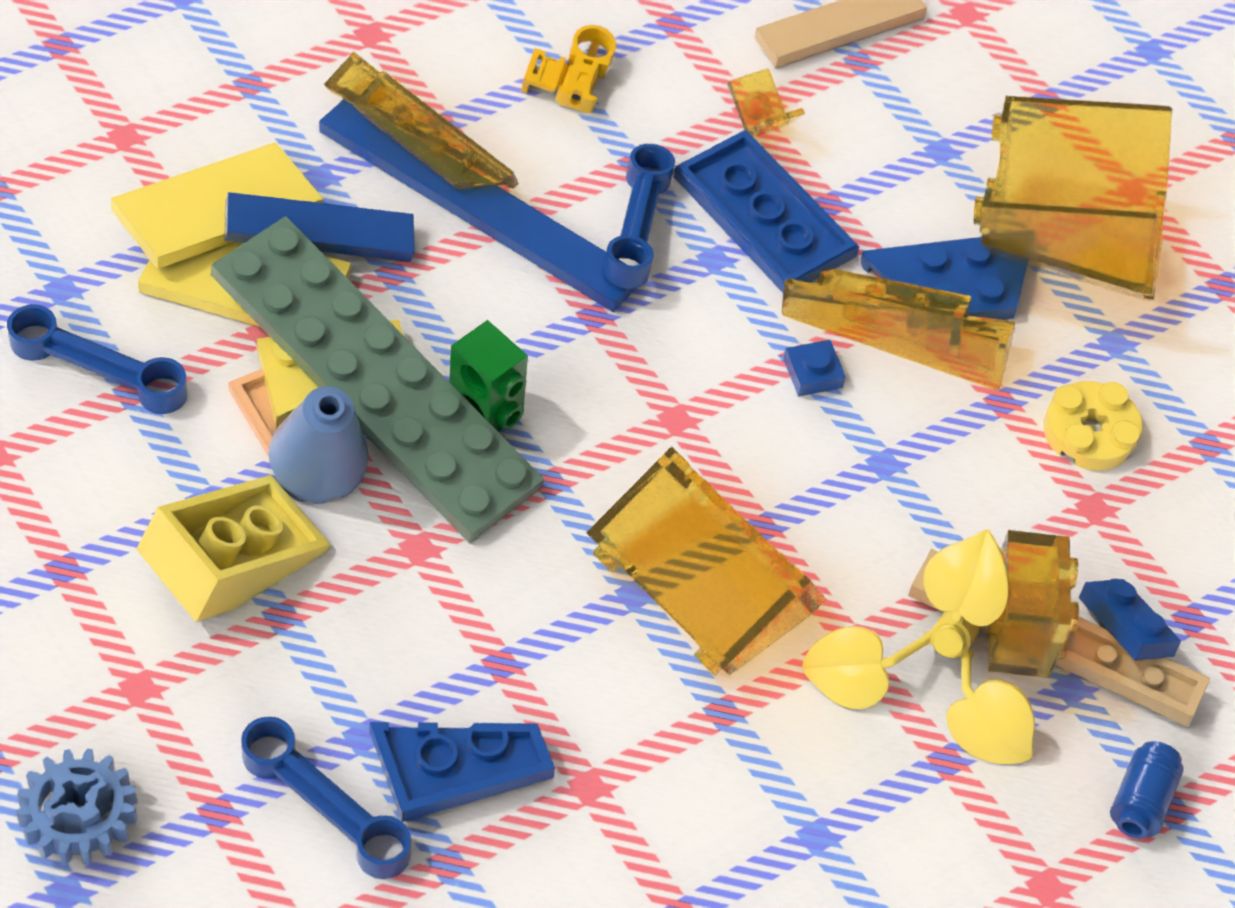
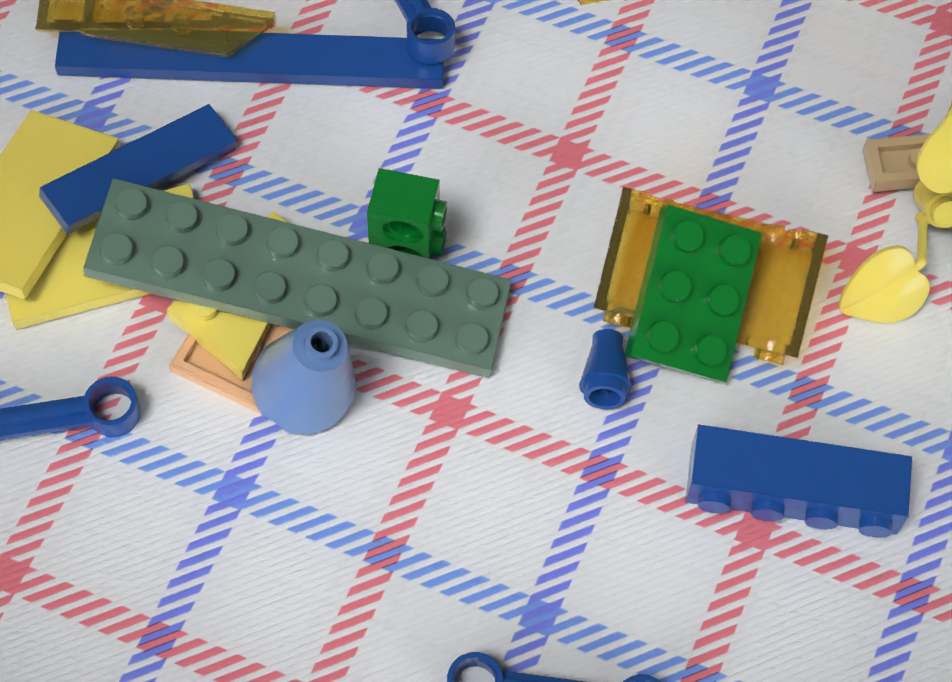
camera: 30 degrees left, 10 degrees up
(229, 545) = (296, 520): light yellow slope -> none
(451, 767) = (642, 589): blue wing -> none
(560, 592) = (606, 374): none -> blue cone
(650, 765) = (799, 481): none -> blue brick
(675, 570) = (693, 294): none -> green plate
(814, 367) = (645, 36): blue plate -> none

